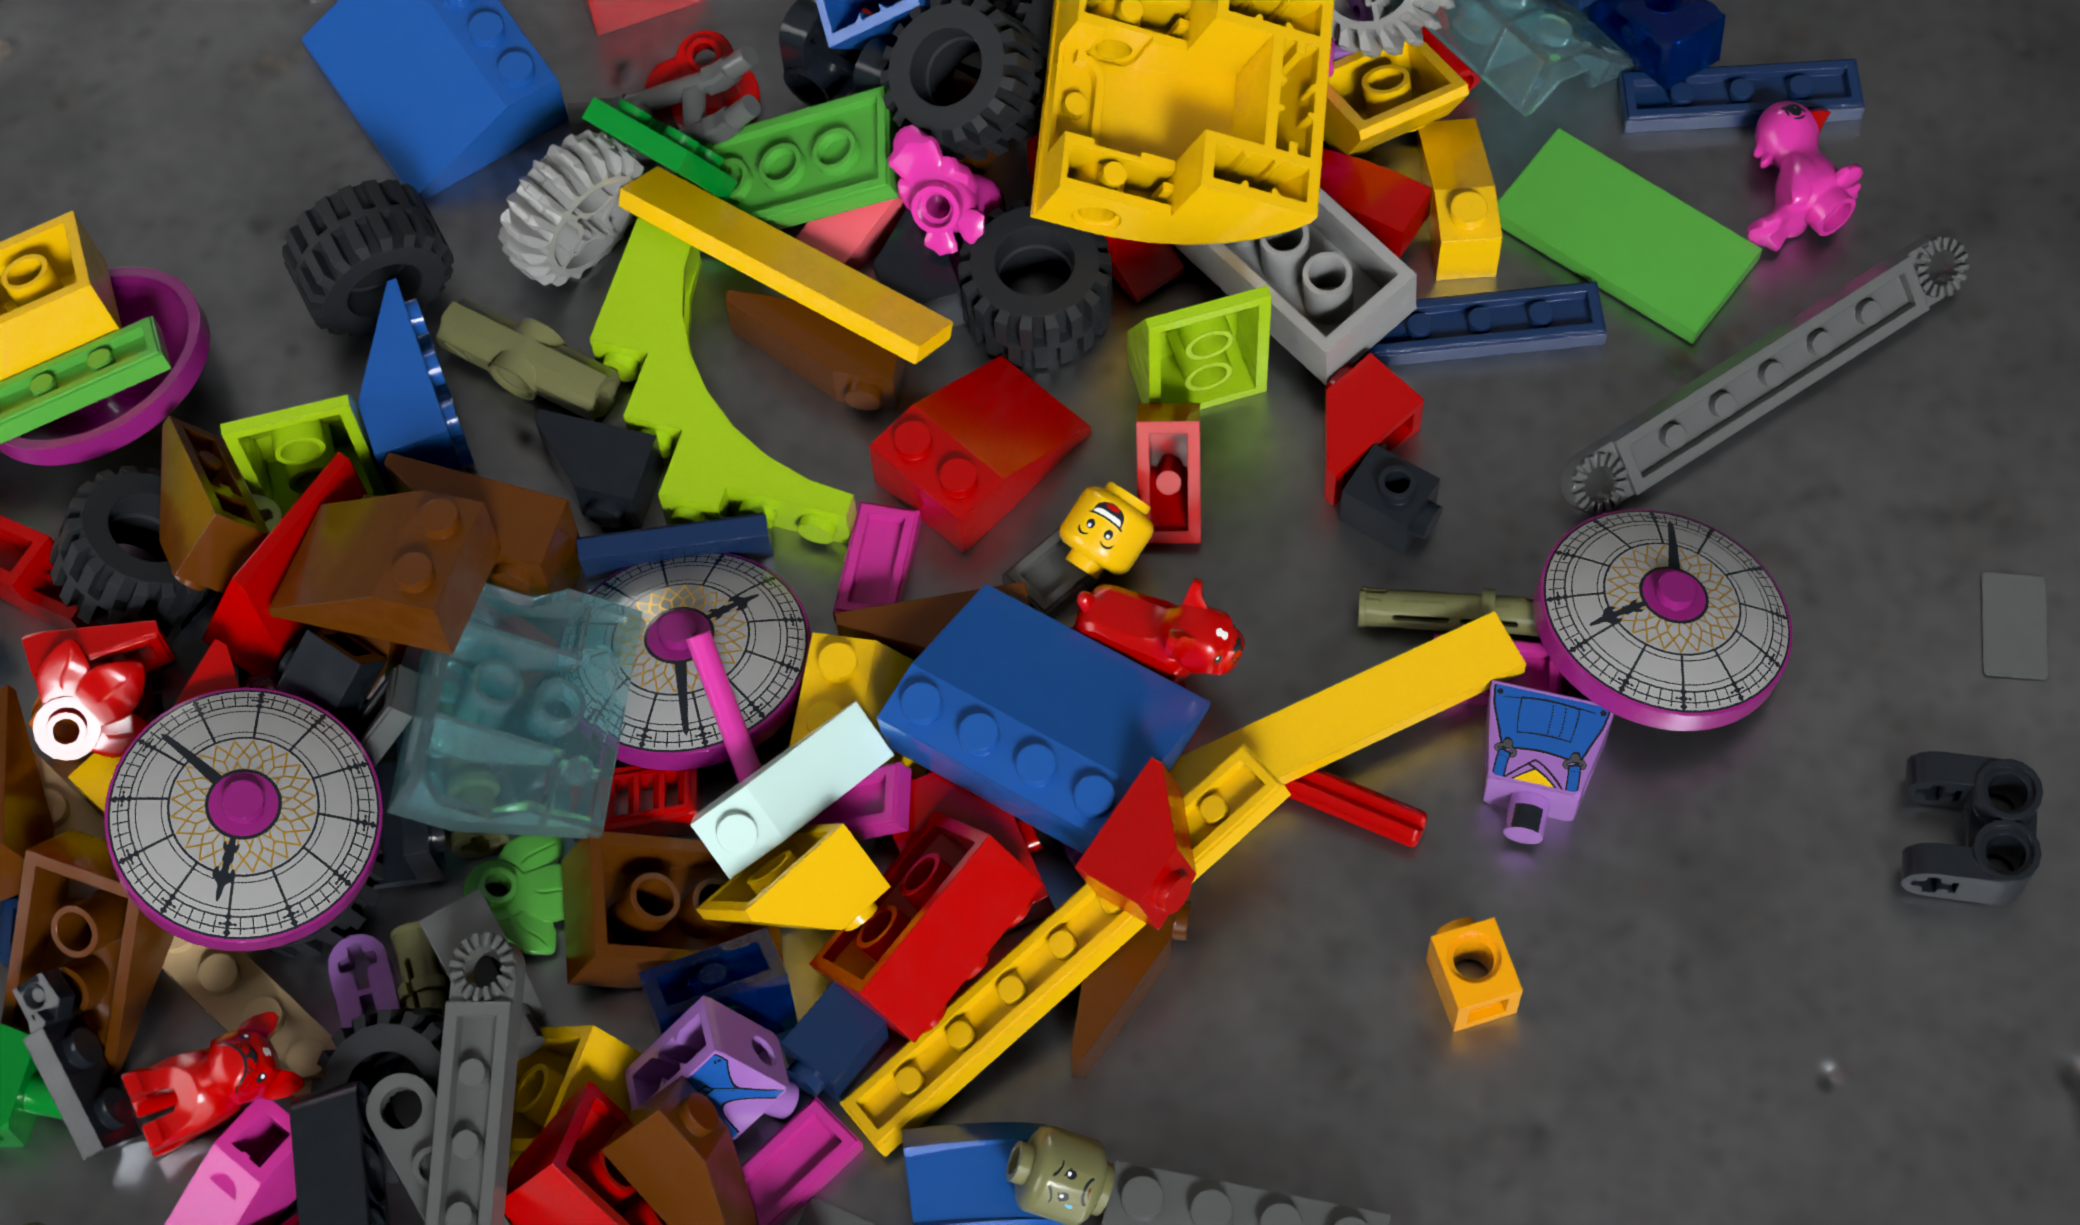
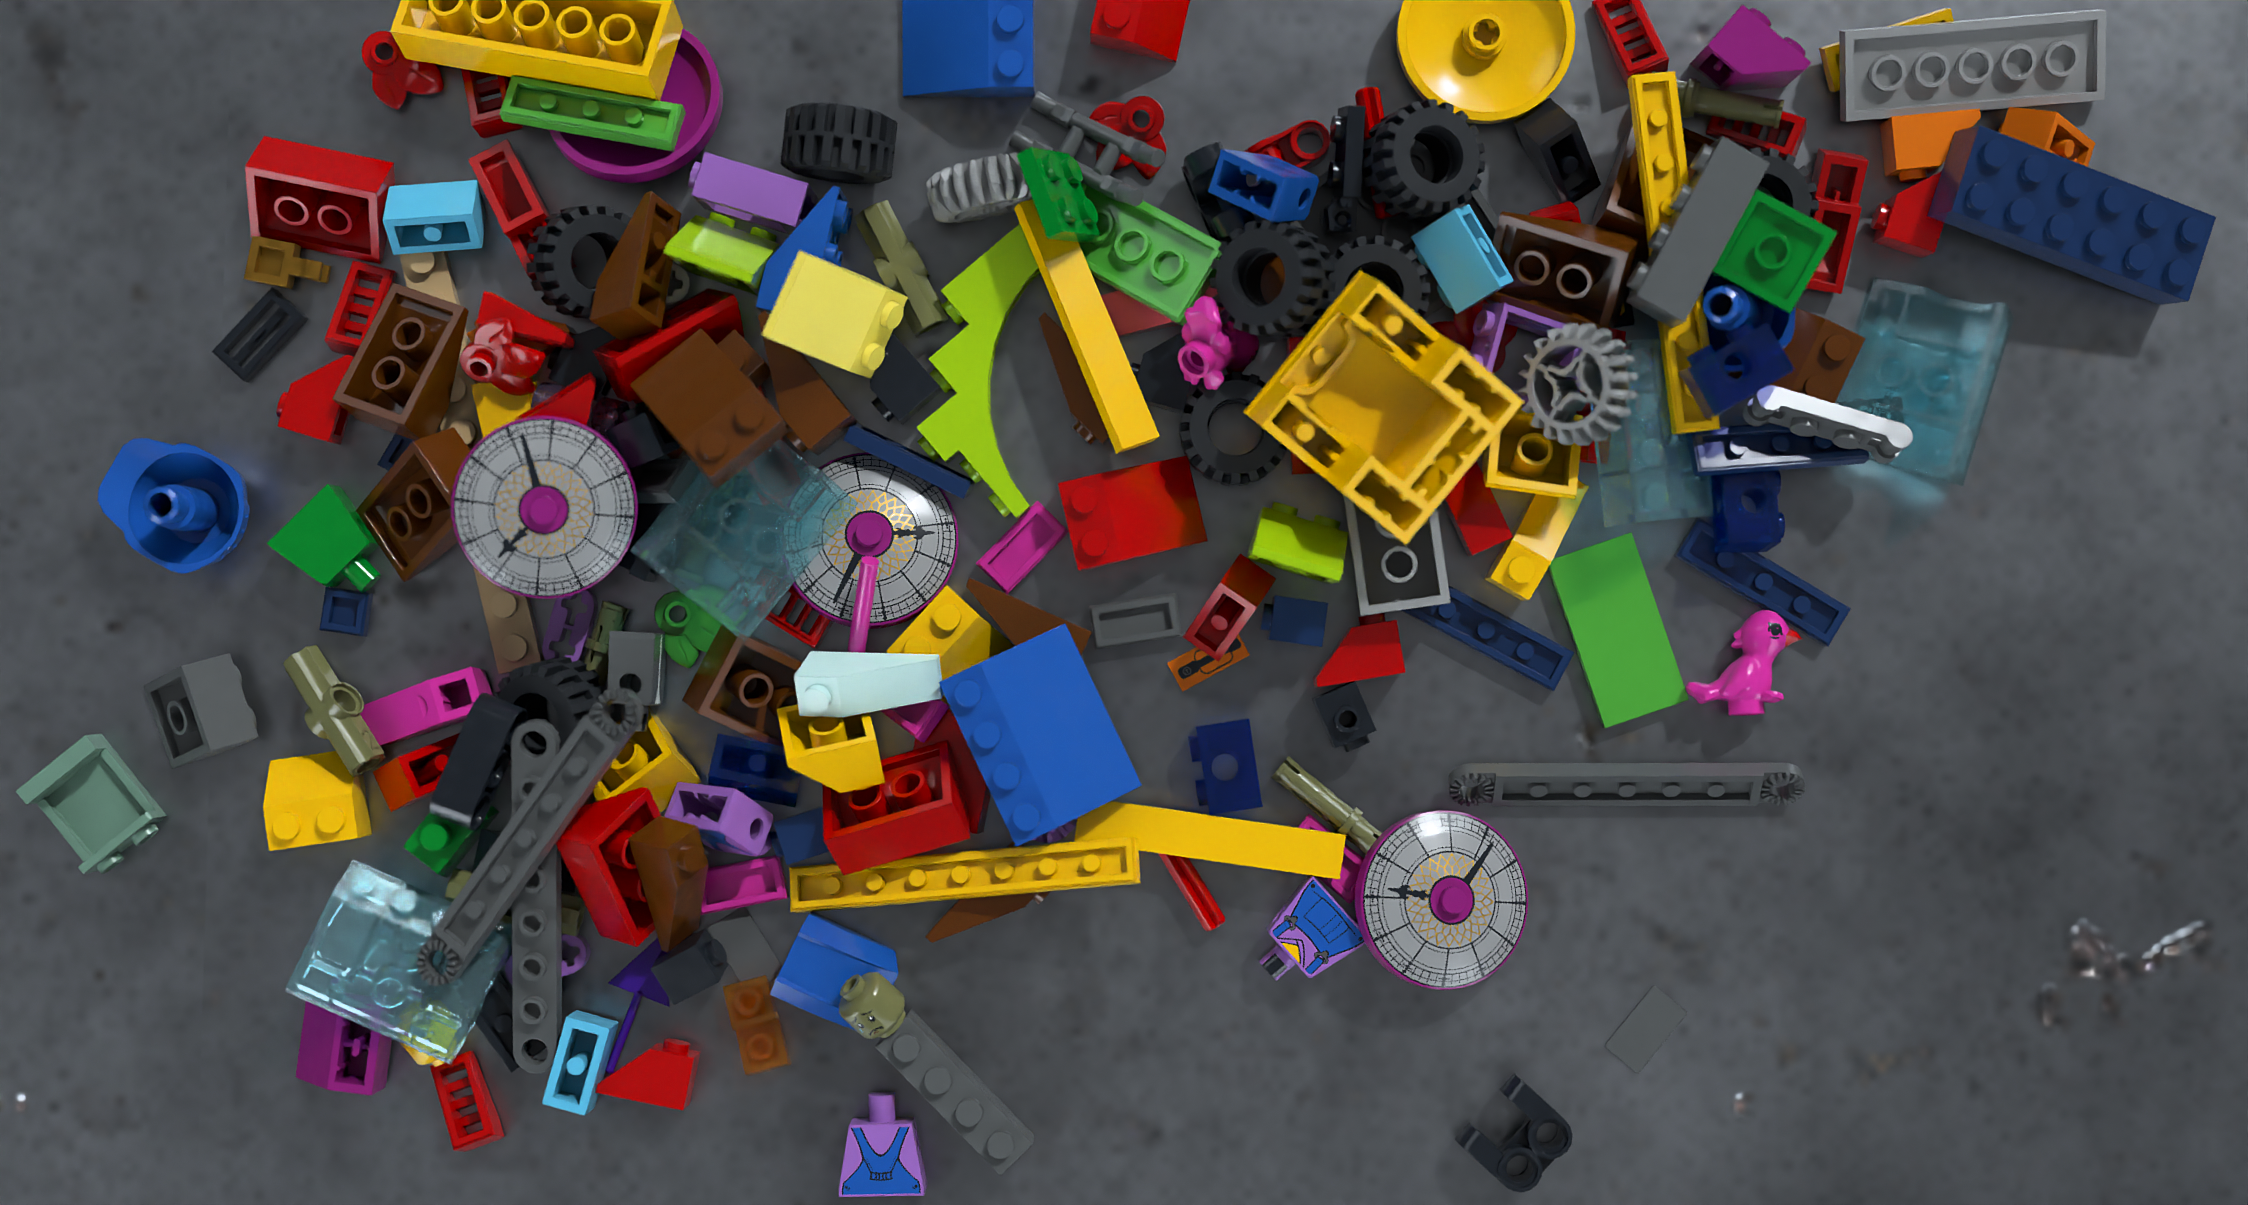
camera: 30 degrees right, 25 degrees up
(53, 1167) = (346, 611): none -> dark blue tile
(74, 1066) = (380, 574): black hinge -> none
(209, 1084) = (443, 641): red animal -> none
(289, 348) = (751, 193): none -> medium lavender window
(478, 402) = (835, 315): none -> light yellow slope
(1106, 530) = (1160, 631): yellow head -> none
(1144, 850) = (1033, 868): red slope -> none
(1161, 634) = (1142, 720): red animal -> none
(1182, 562) = (1197, 665): none -> orange sticker
(1257, 437) = (1295, 620): none -> dark blue brick
(1285, 606) = (1241, 789): none -> clear blue brick
(1469, 999) = (1174, 1048): light orange brick -> none

